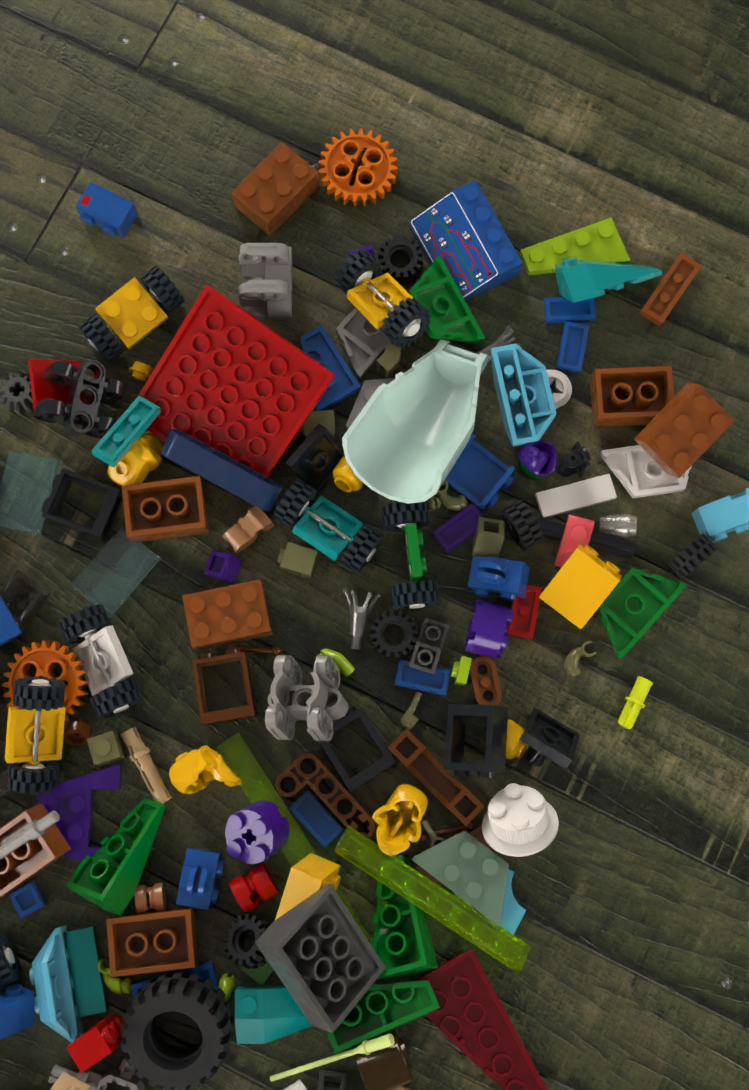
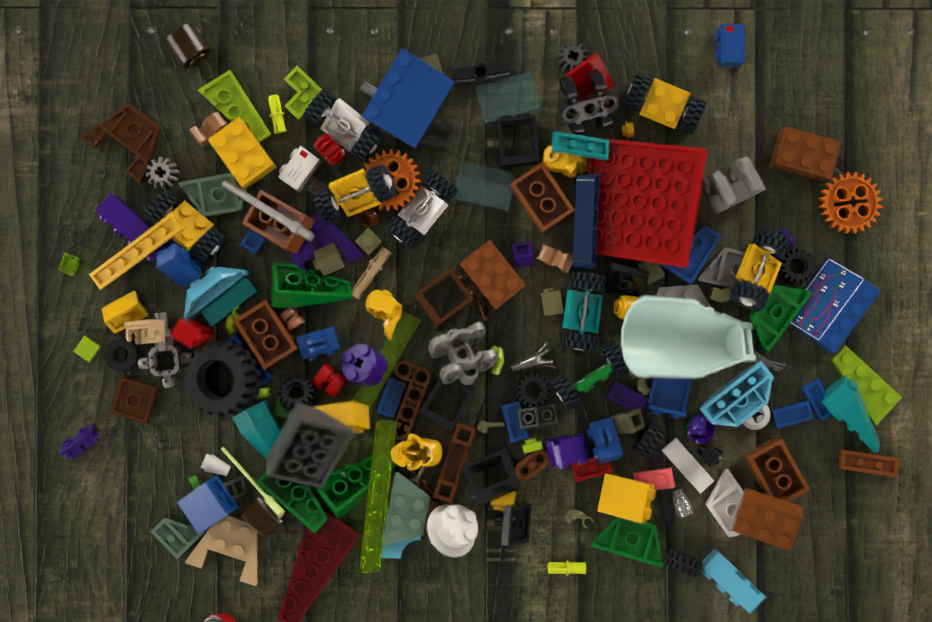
camera: 65 degrees right, 10 degrees up
(100, 812) = (328, 259): none -> olive brick

